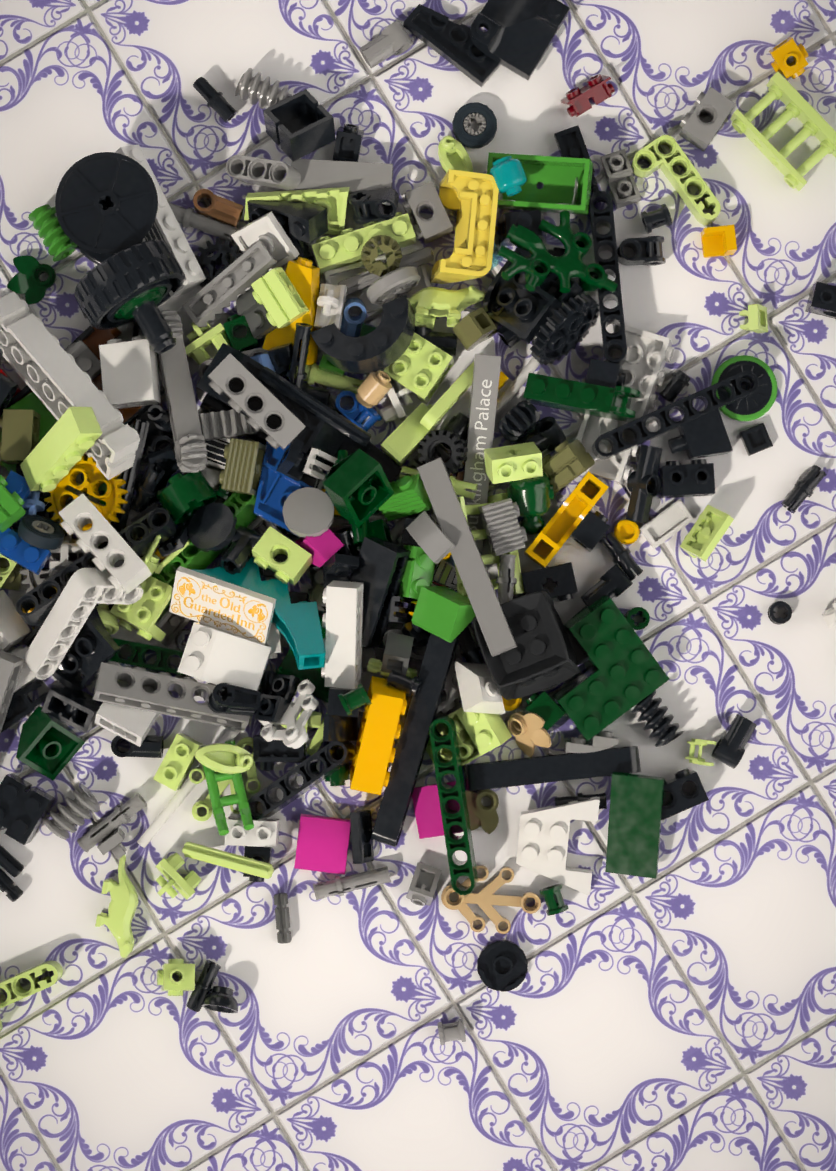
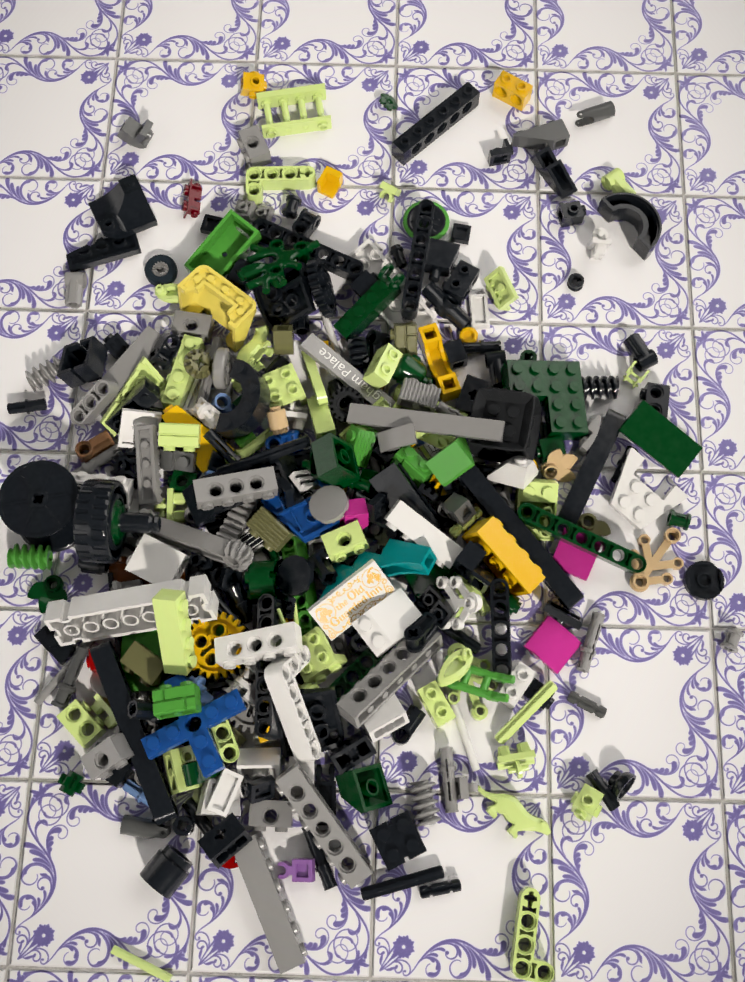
camera: 65 degrees left, 15 degrees down
(41, 532) = (219, 687): black bush -> none
(276, 751) = (472, 629): black tile -> none
(354, 699) = (474, 542): dark green bush -> none
(404, 683) = (481, 514): black pin -> none
(423, 884) = (620, 595): light grey bracket -> none
(508, 175) = (206, 257): teal head -> none
(803, 489) = (509, 225): black pin -> none

